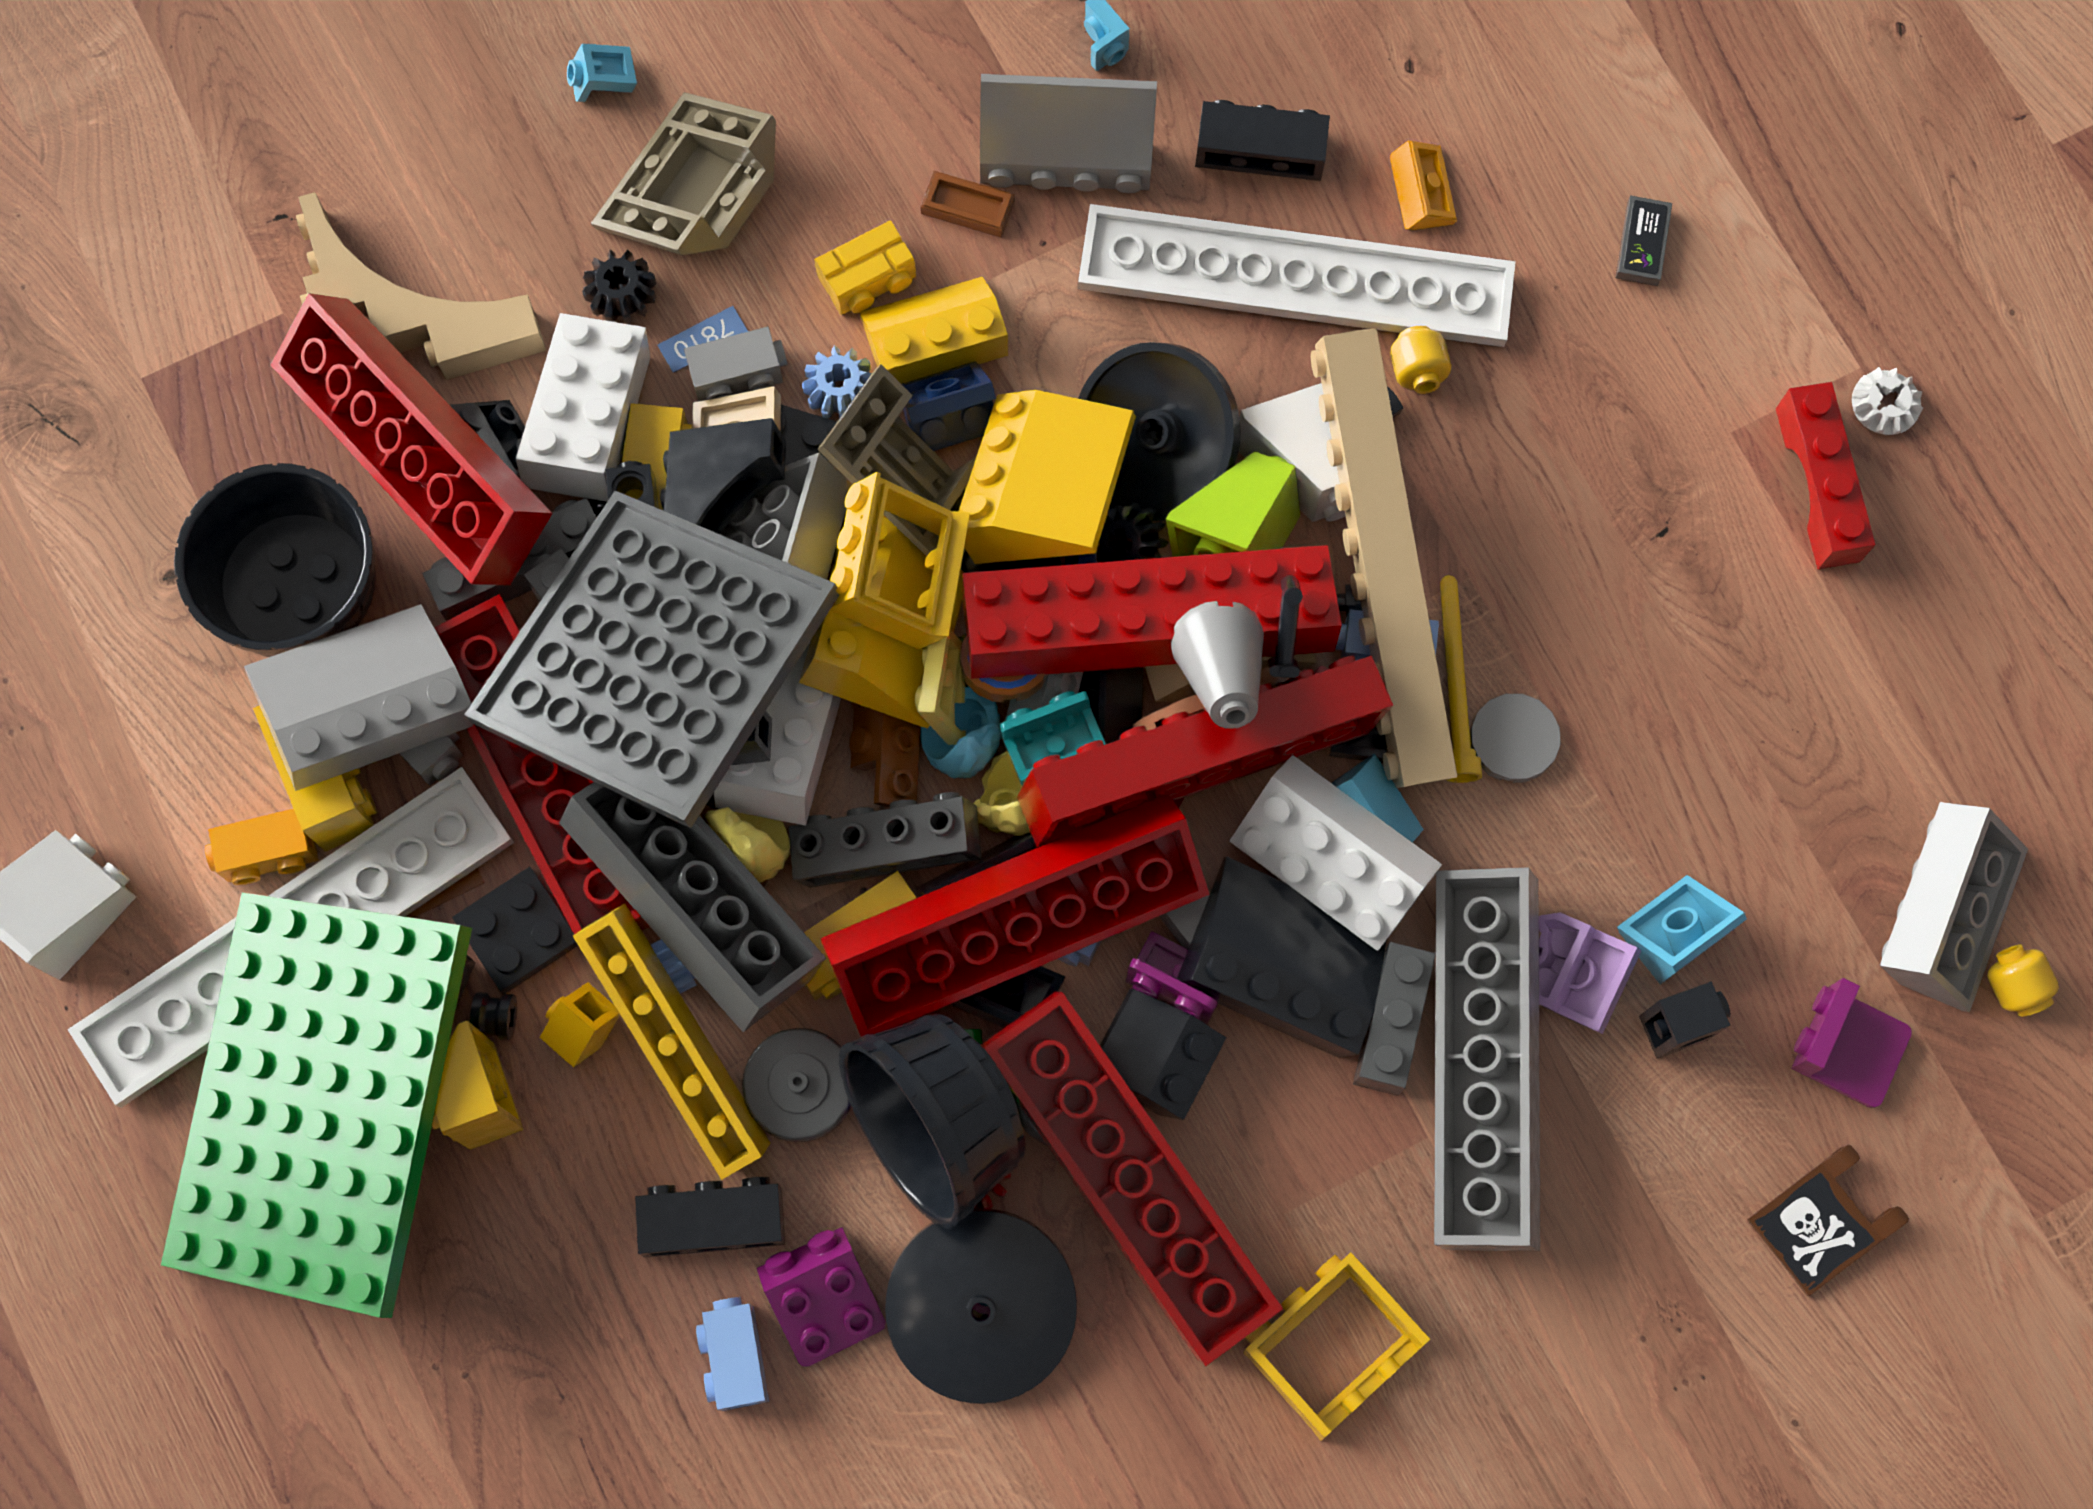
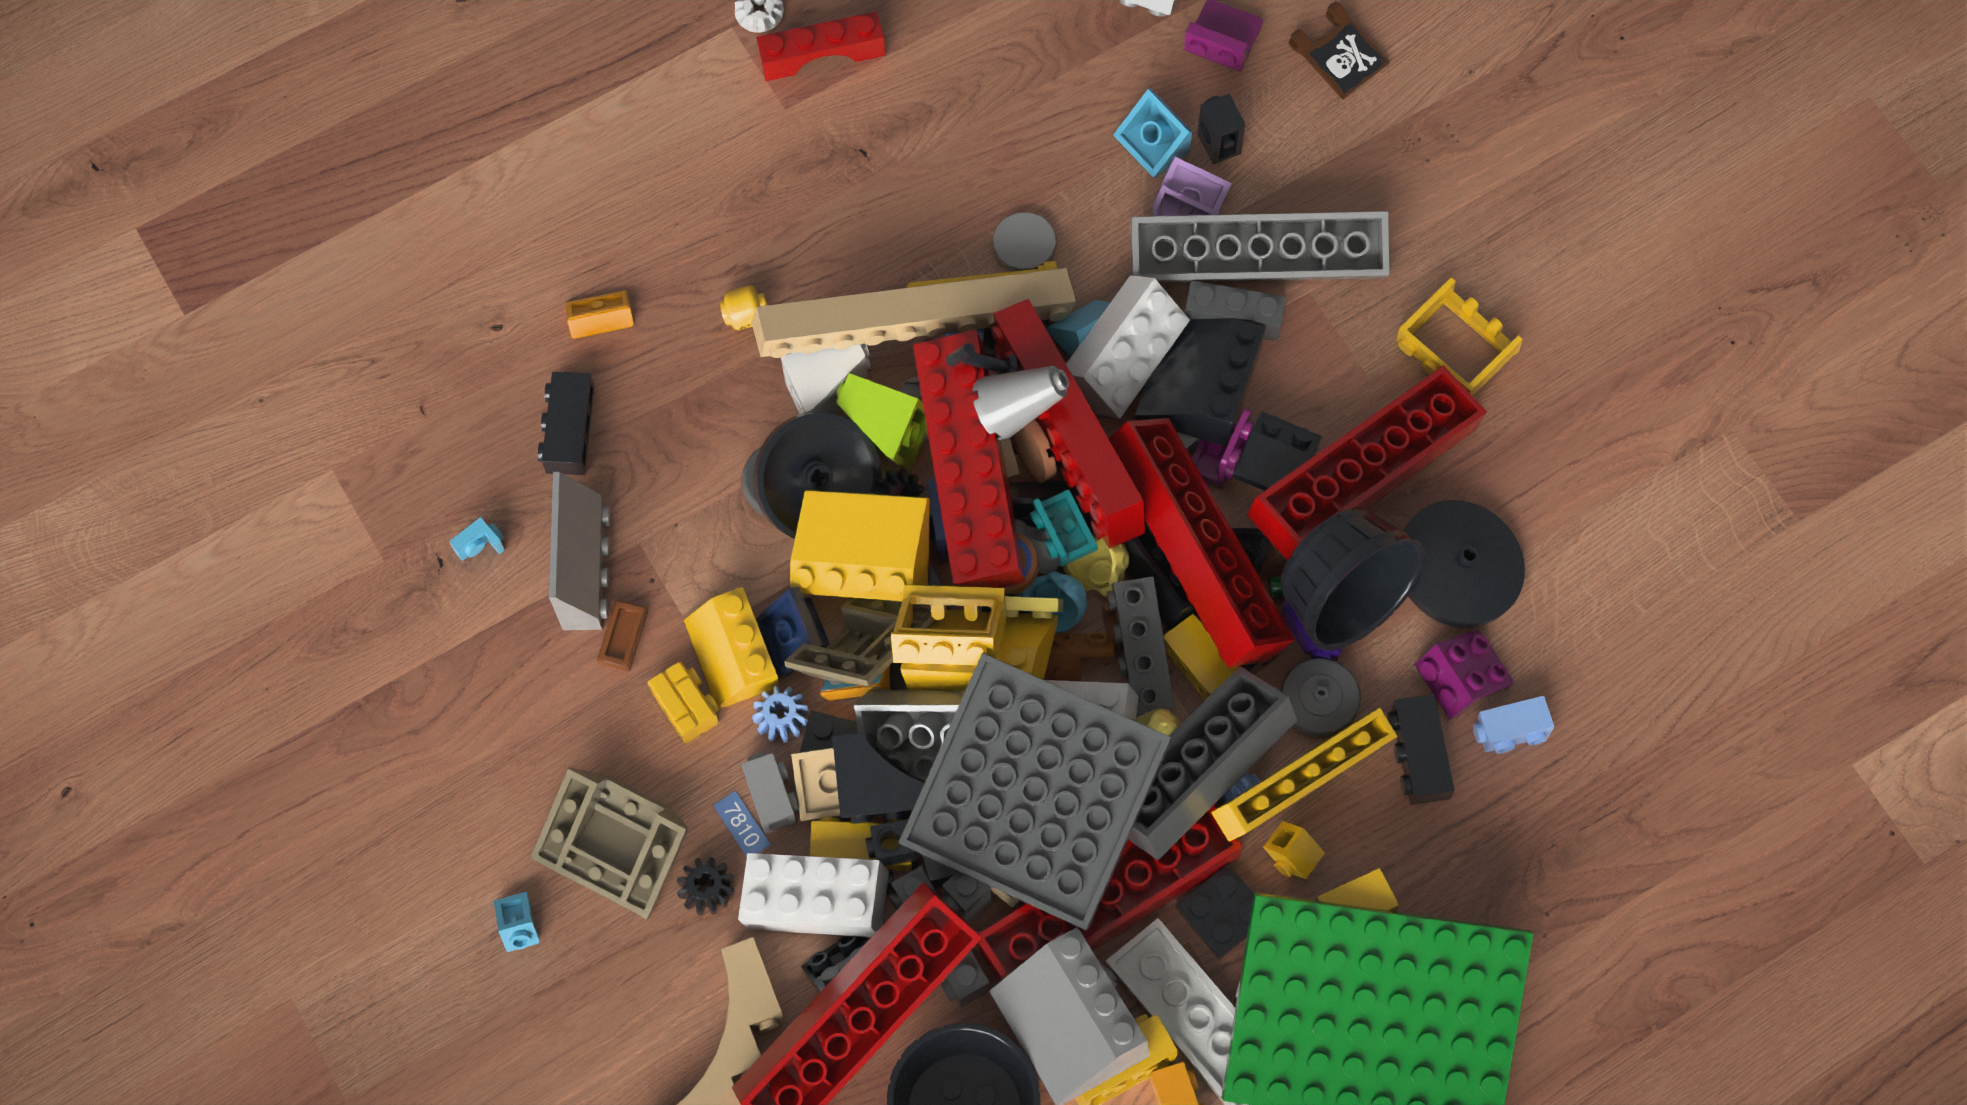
camera: 90 degrees left, 5 degrees down
(1296, 275) = (676, 399): white plate -> none
(1643, 240) = (639, 164): tile -> none

